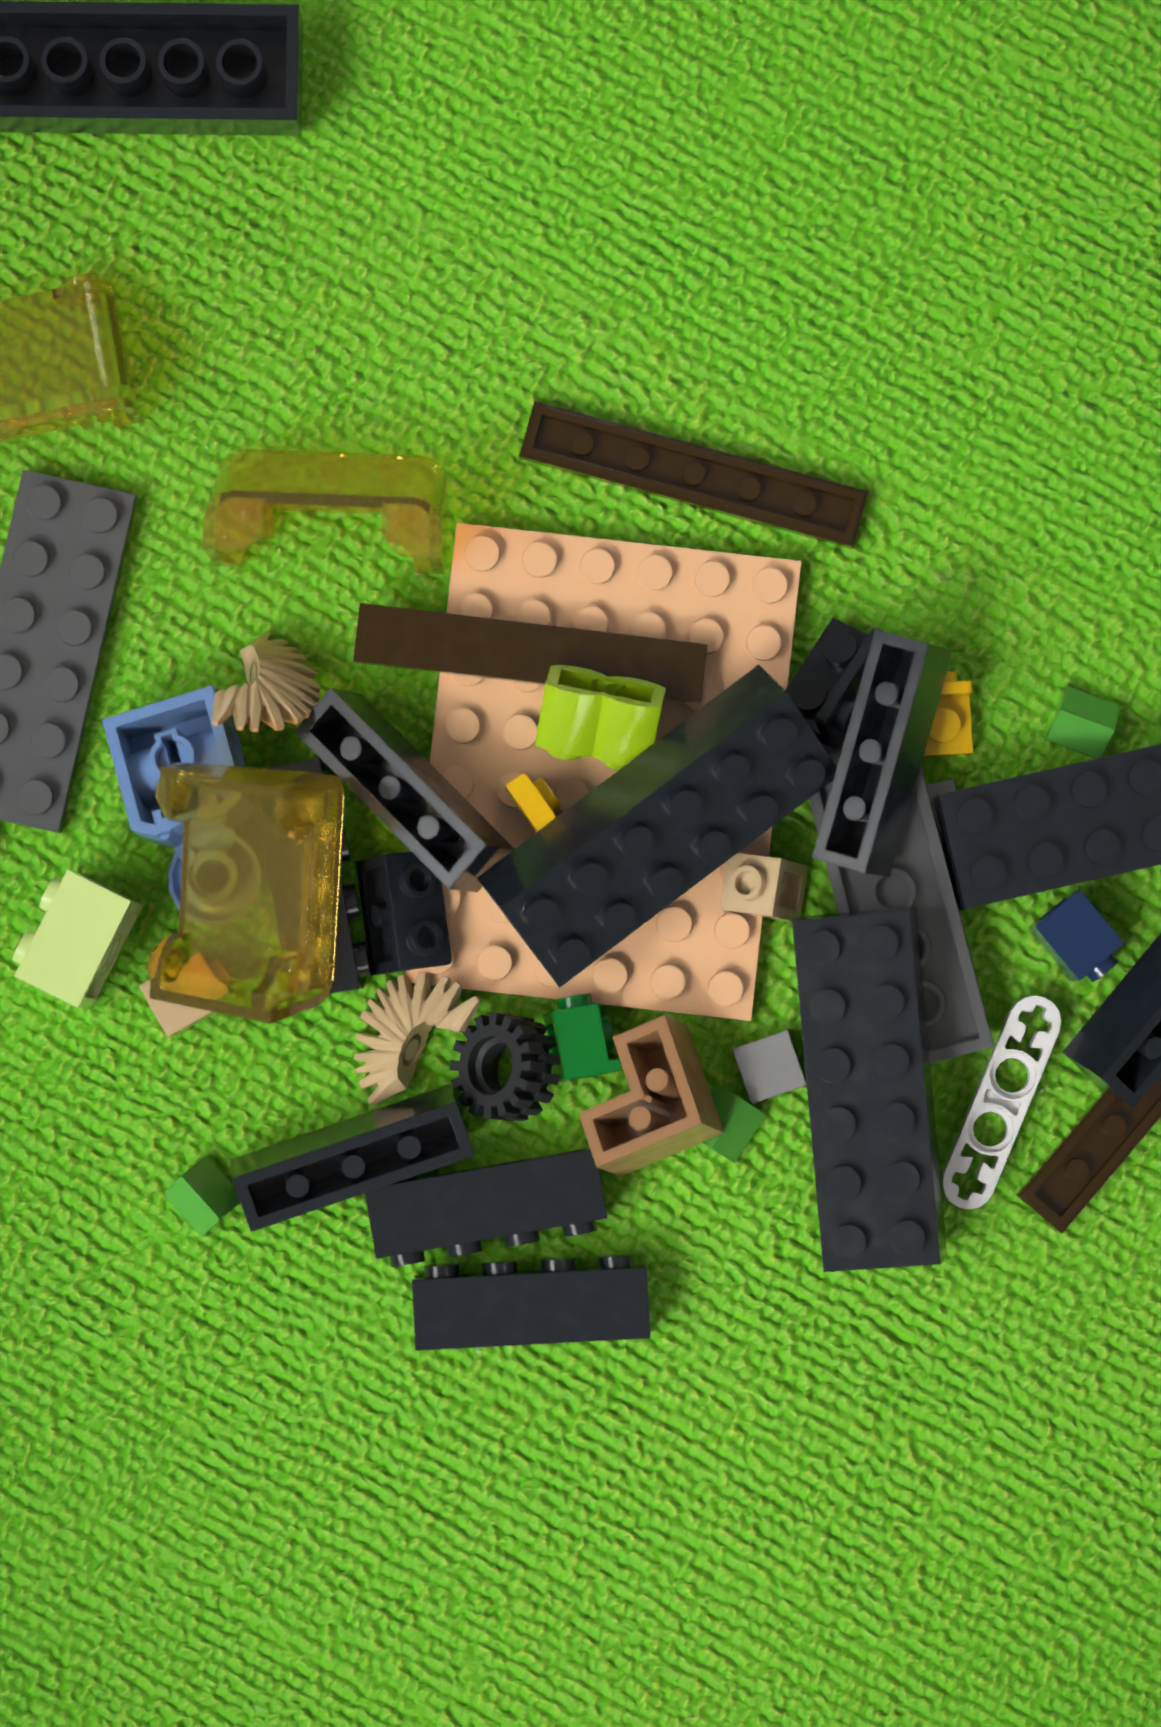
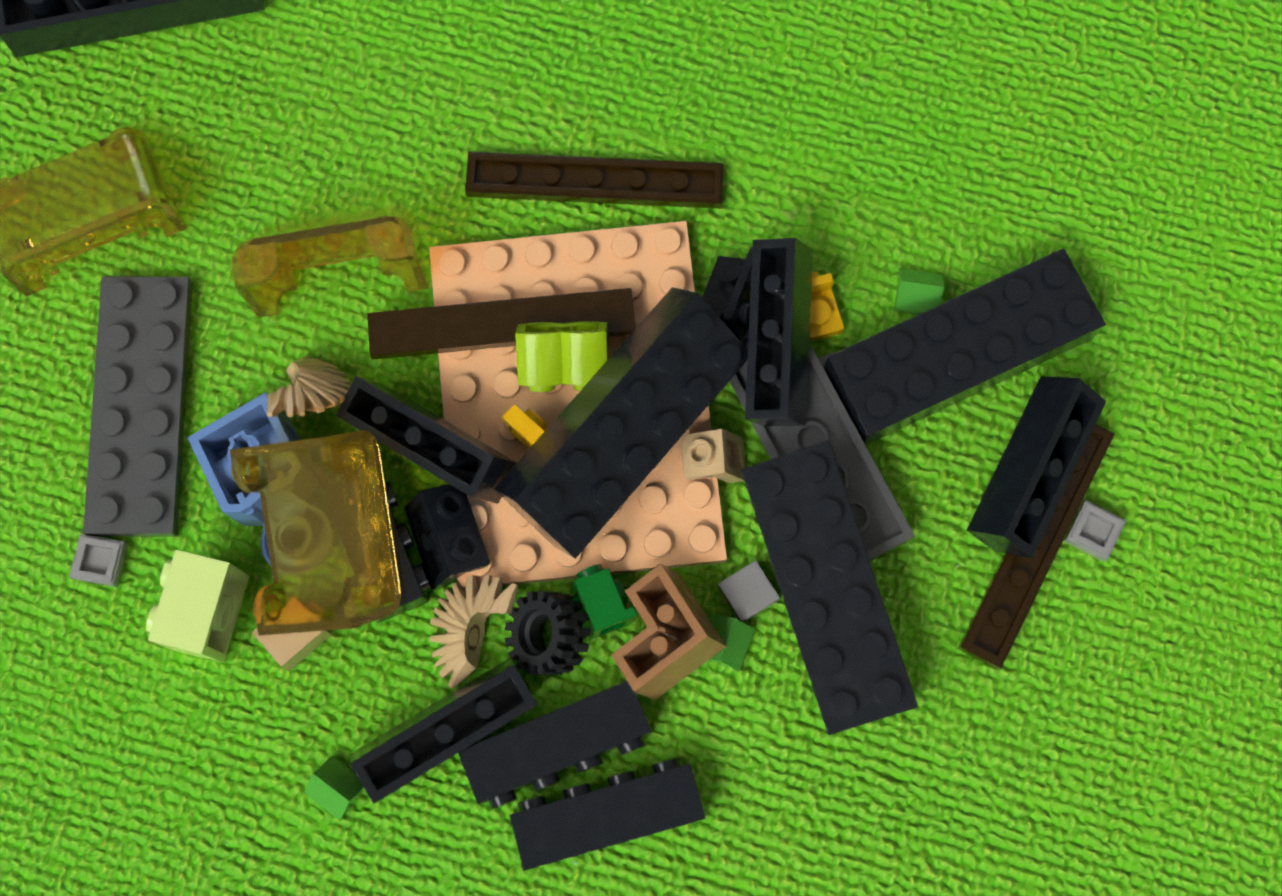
camera: 10 degrees left, 10 degrees down
(1008, 1105) = (933, 580): white beam -> none
(1078, 938) = (956, 444): dark blue brick -> none

